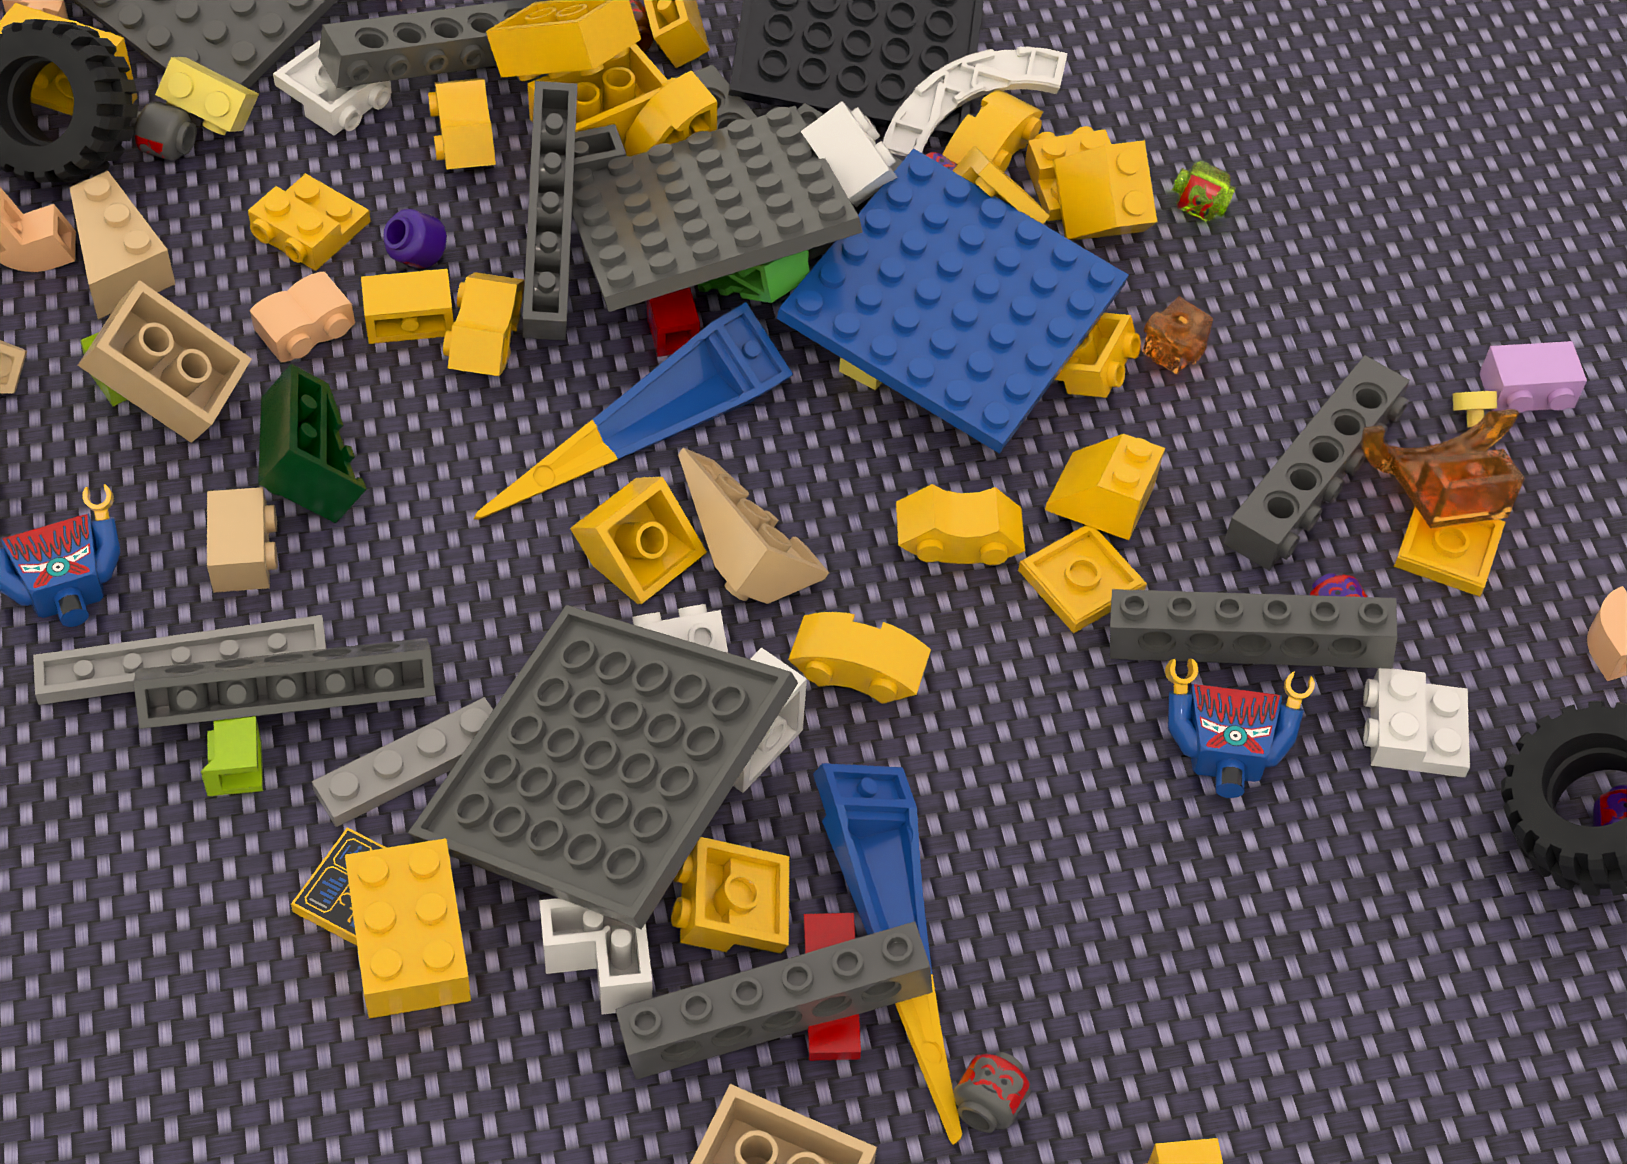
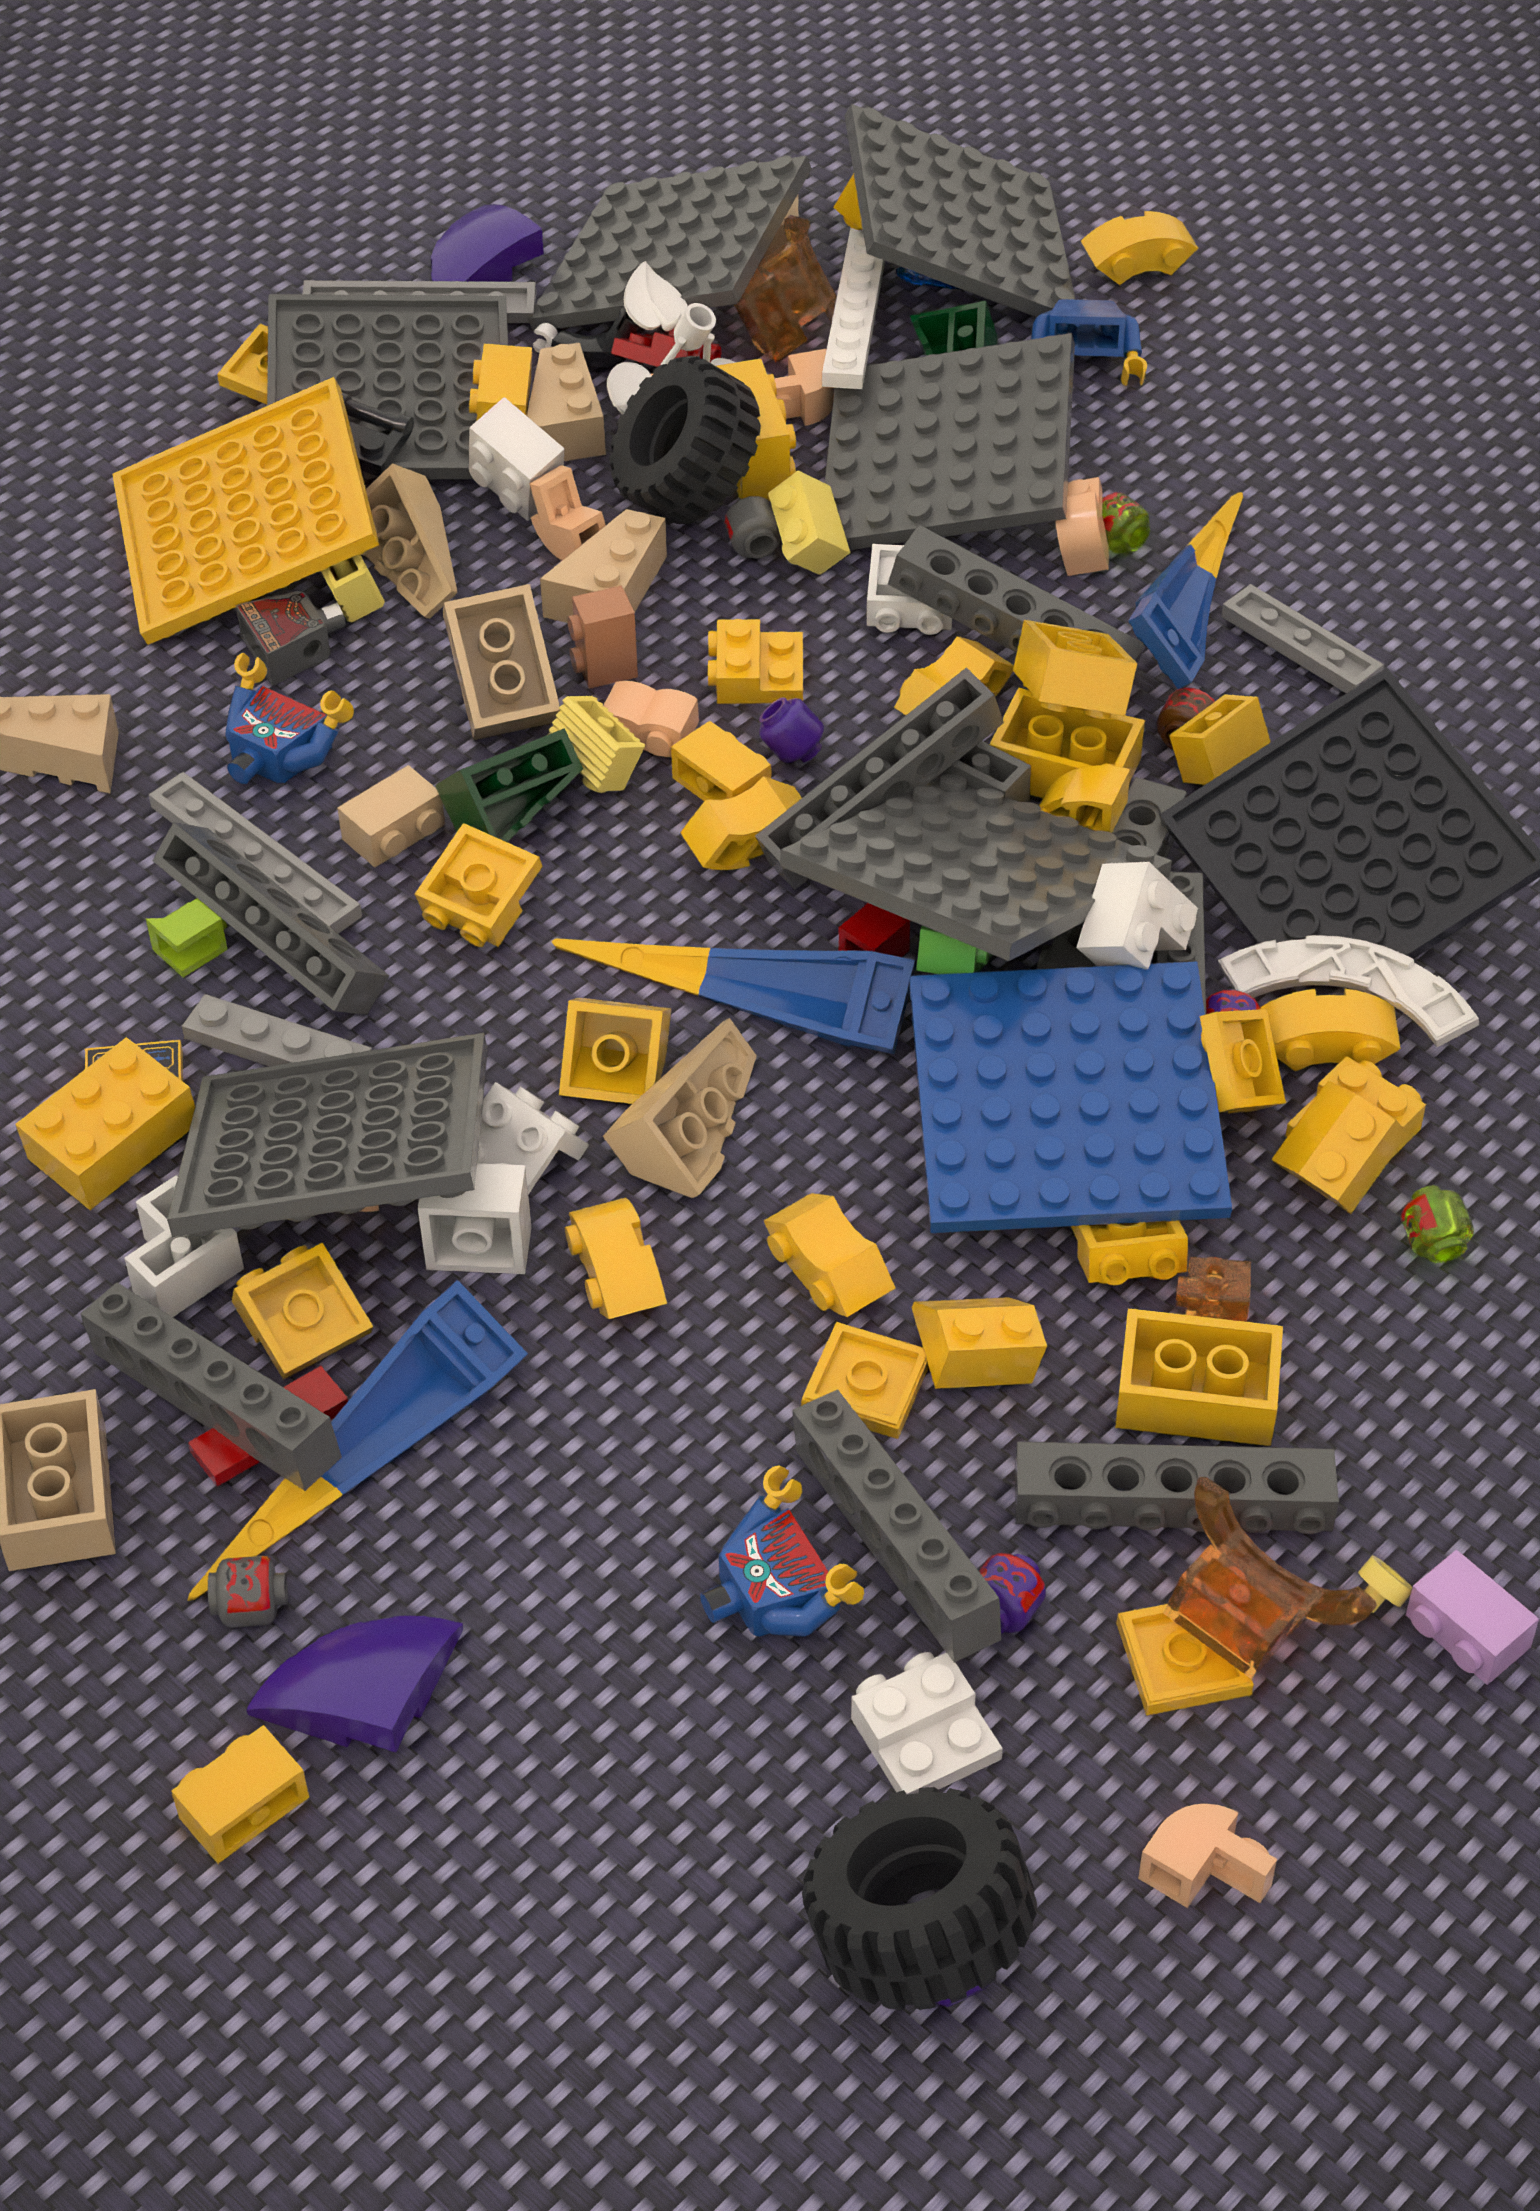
camera: 60 degrees right, 5 degrees down
(198, 279) = (603, 637): none -> nougat brick
(318, 352) = (600, 741): none -> light yellow brick
(388, 523) = (477, 886): none -> yellow plate
(1133, 1058) = (360, 1680): none -> dark purple brick
(1244, 387) = (1199, 1377): none -> yellow brick

